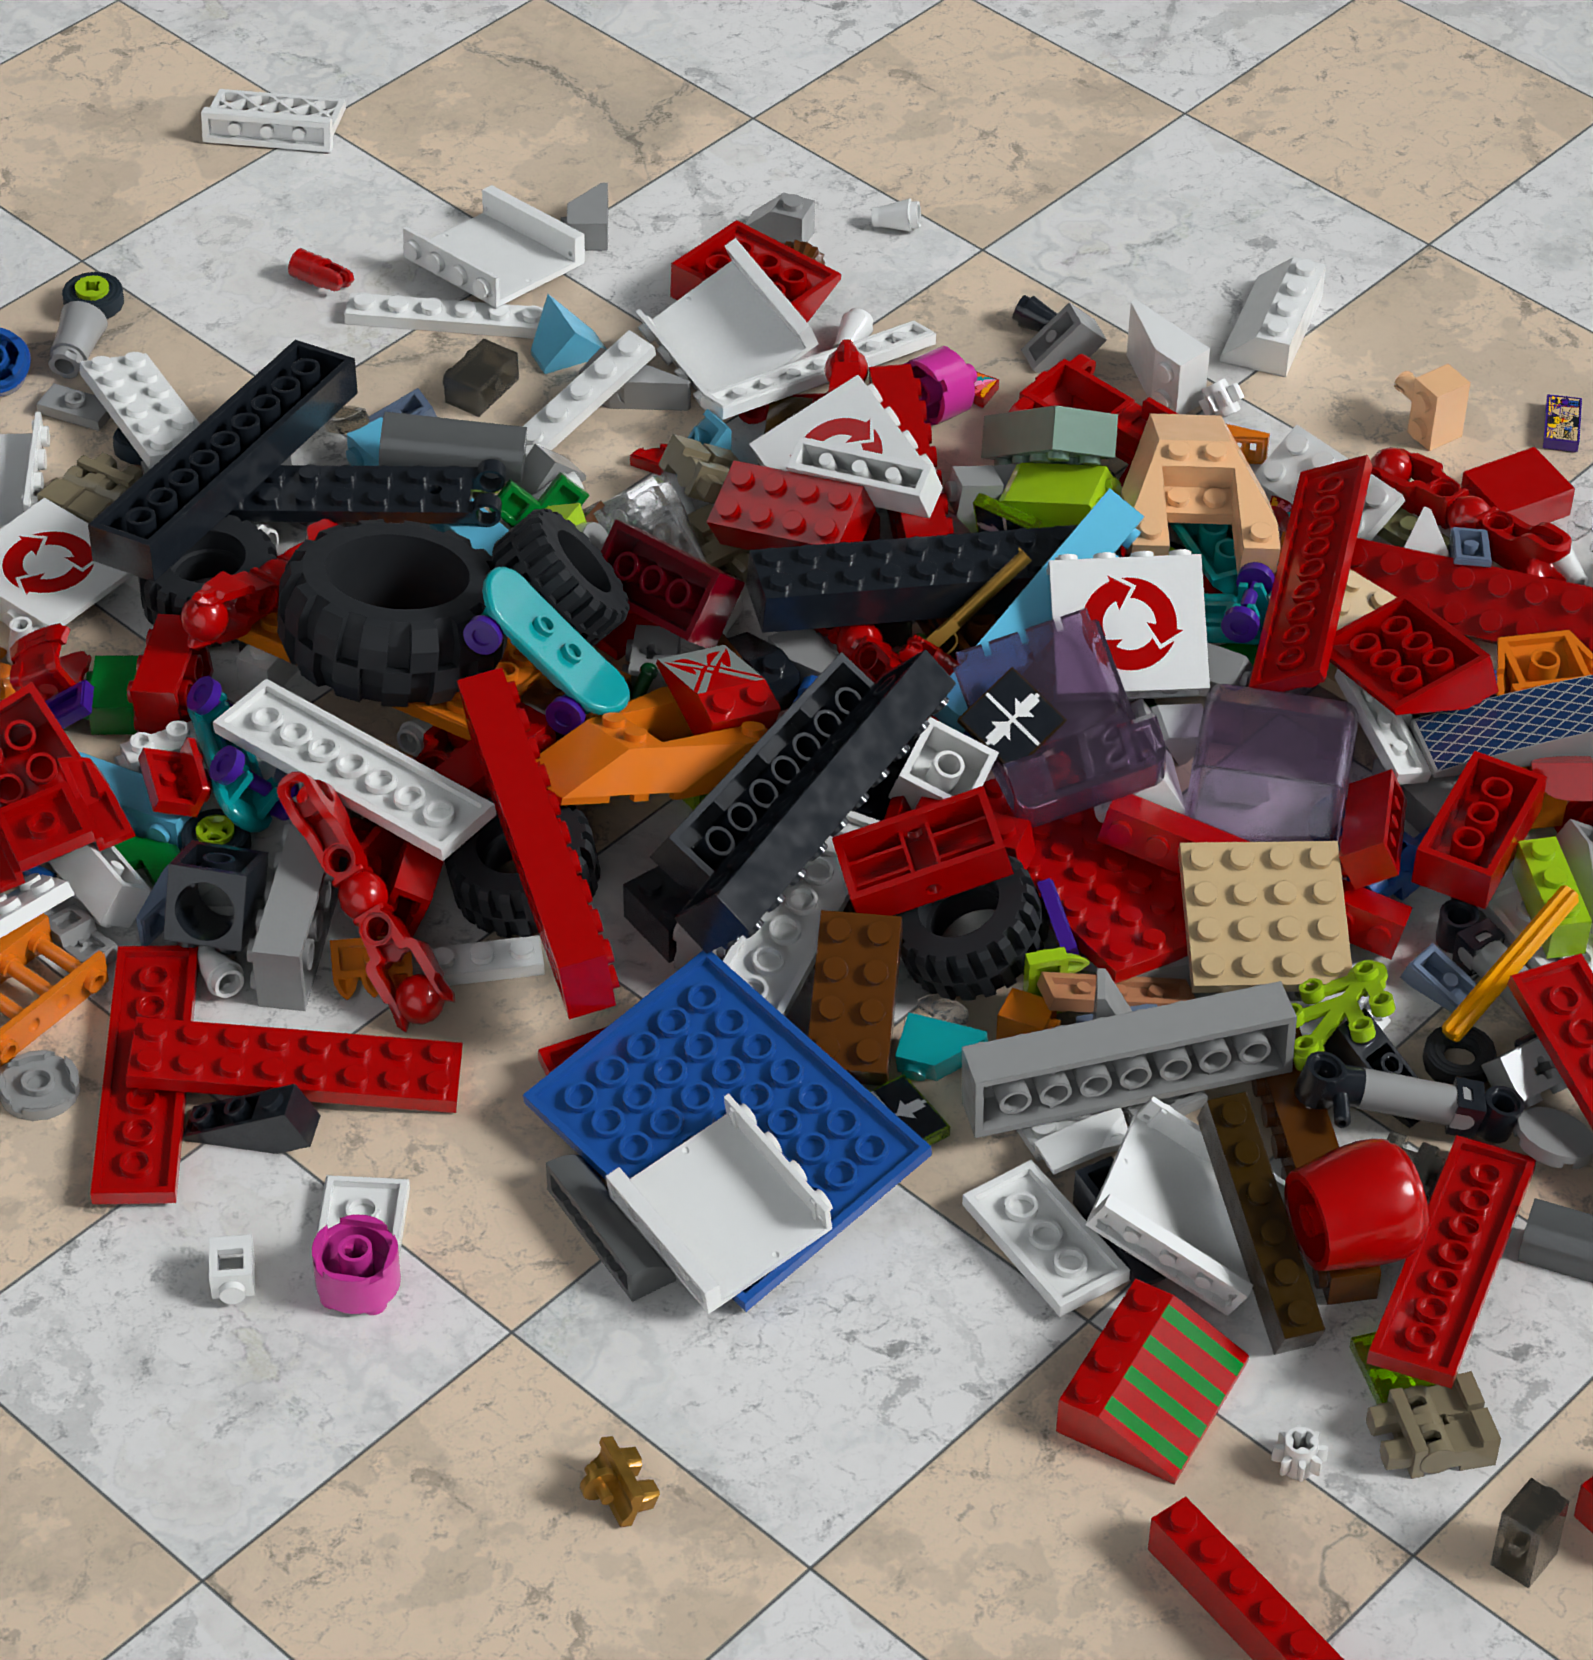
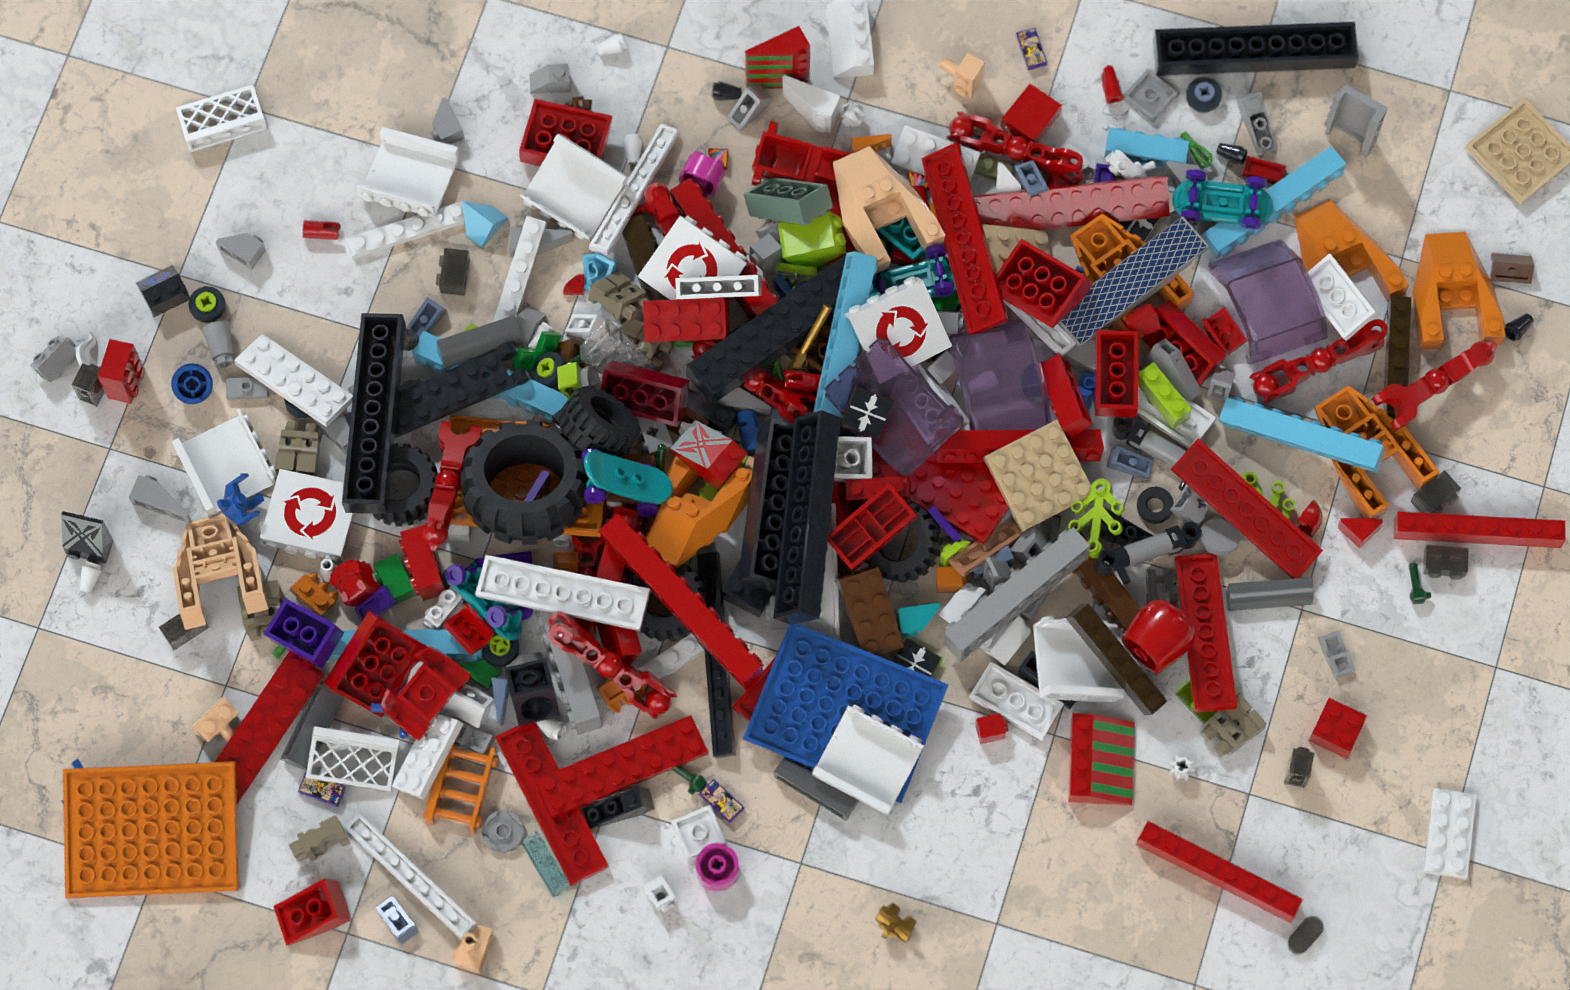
camera: 25 degrees left, 25 degrees up
(41, 263) = (163, 291): none -> black slope
(72, 1151) = (545, 864): none -> clear light blue tile
(192, 253) = (242, 248): none -> light grey slope
(407, 1138) = (696, 781): none -> dark green piece
(433, 1184) = (721, 801): none -> tile
(543, 1004) = (717, 676): none -> black plate
(975, 1257) = (991, 728): none -> red brick
(1129, 262) = (776, 57): none -> red slope
(1510, 963) = (1163, 450): light orange axle -> none

